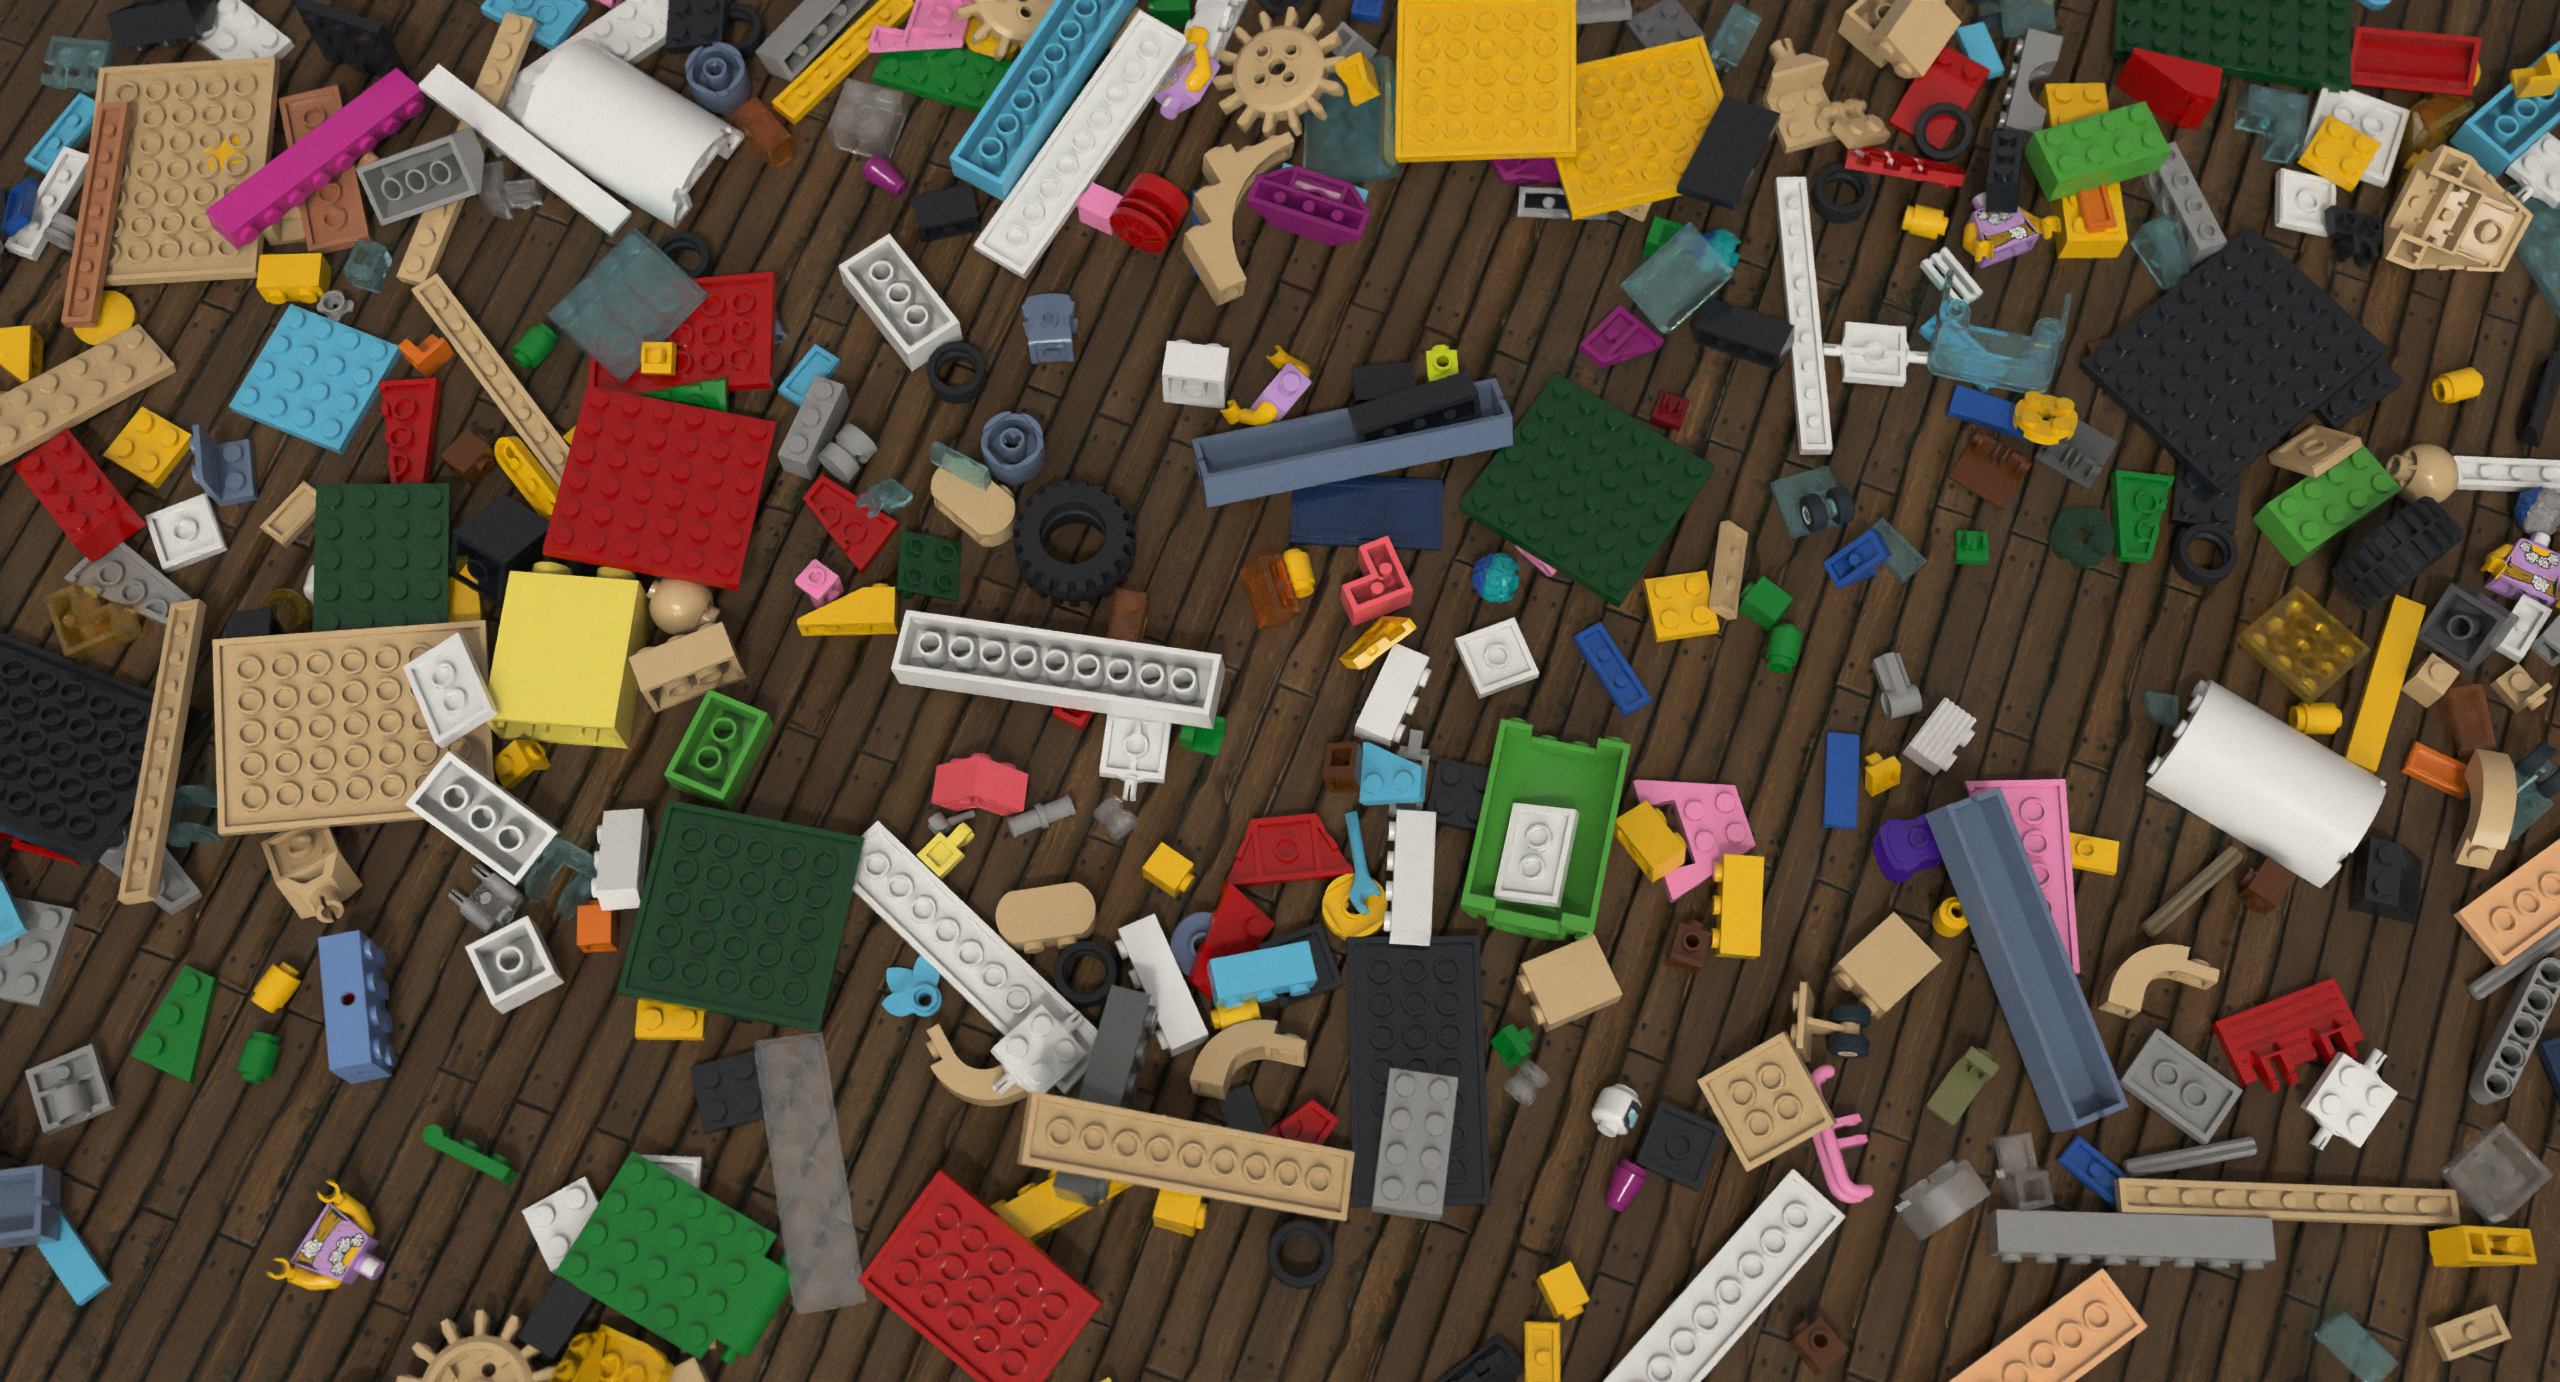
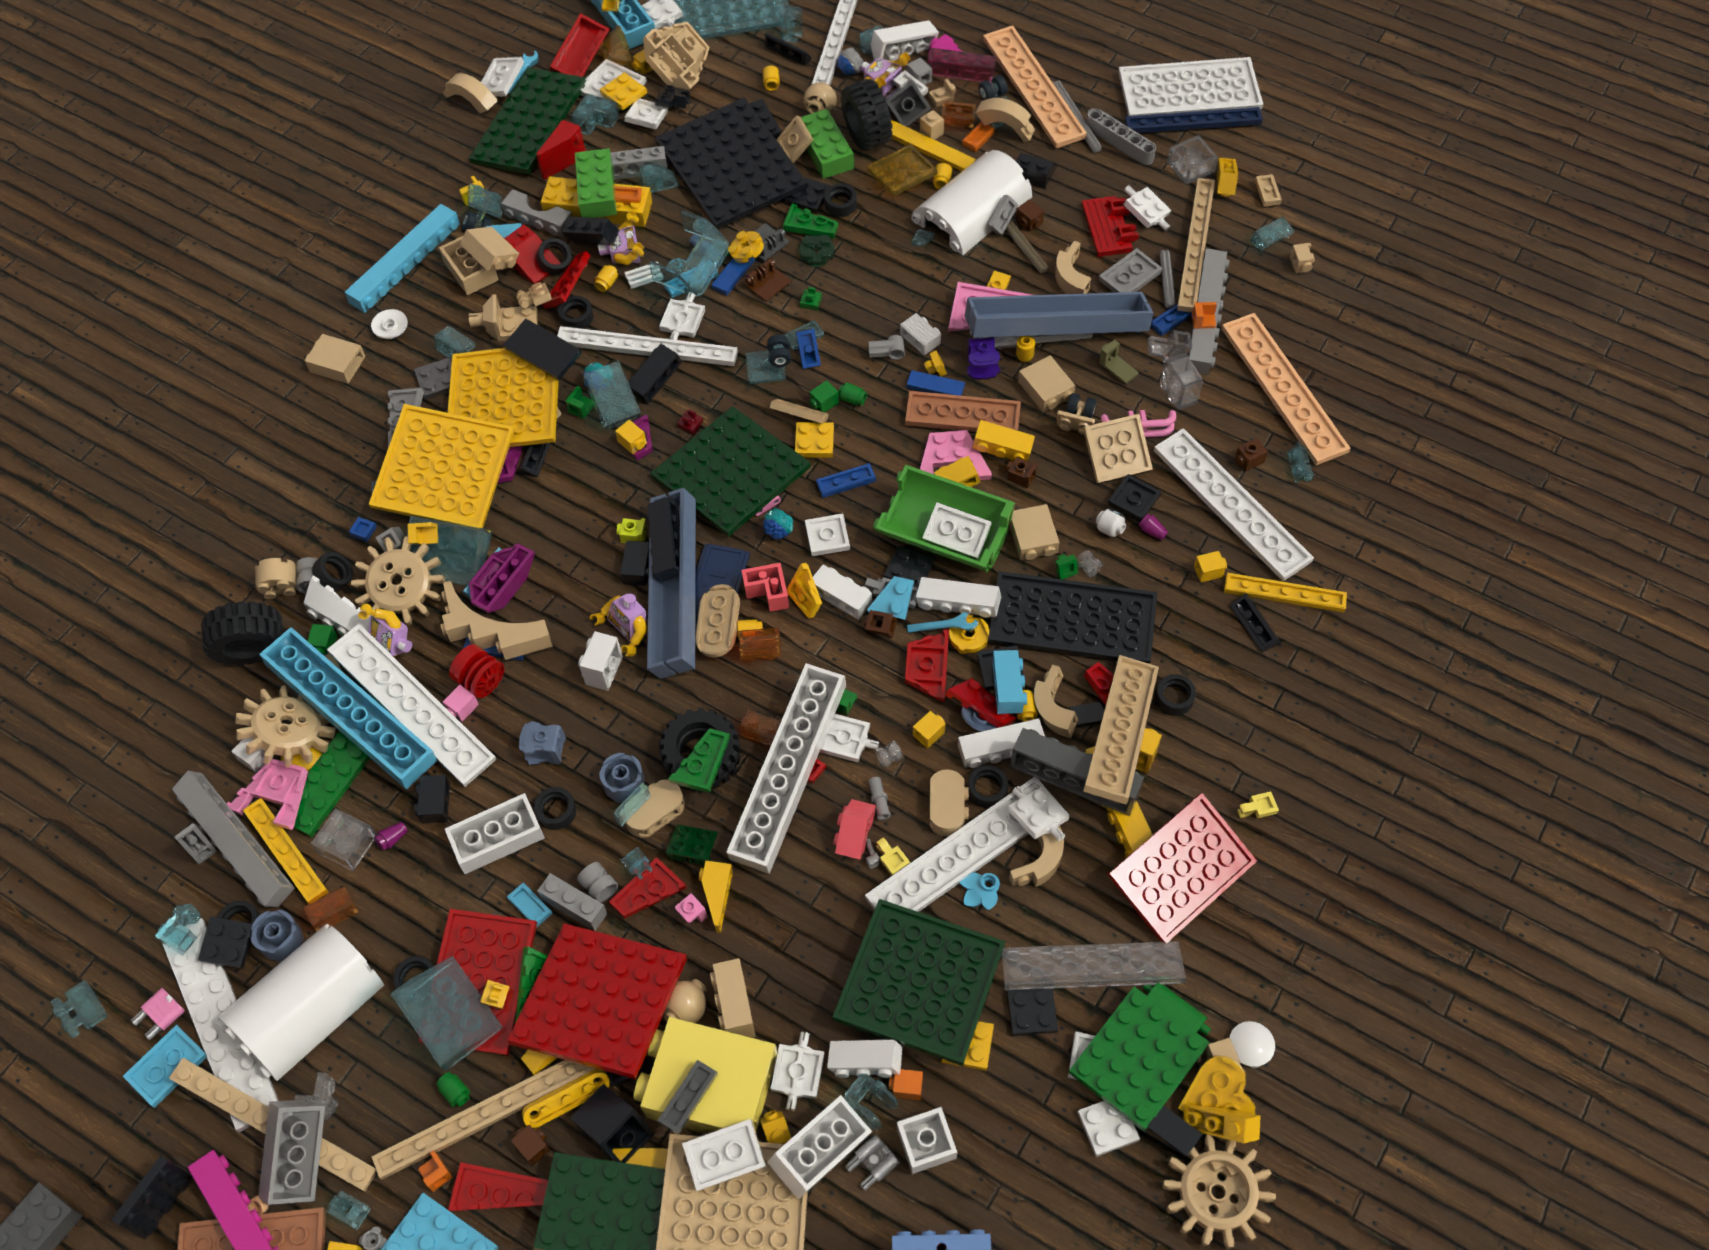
camera: 75 degrees left, 10 degrees down
(469, 1154) = (1054, 1186): green plate -> none
(521, 625) = (687, 1097): none -> dark grey plate
(525, 150) = (289, 1078): white tile -> none
(603, 776) = (797, 1071): none -> white plate
(719, 750) = (797, 987): bright green brick -> none
(1028, 543) = (703, 763): none -> green wing
(1300, 523) = (717, 621): none -> tan tile
(1414, 1144) = (1121, 619): light grey brick -> none
(1606, 325) = (631, 437): none -> yellow brick
(1790, 834) = (959, 412): none -> nougat plate
(2099, 1226) = (1204, 315): none -> orange panel
(2245, 835) = (1003, 214): none -> light grey plate

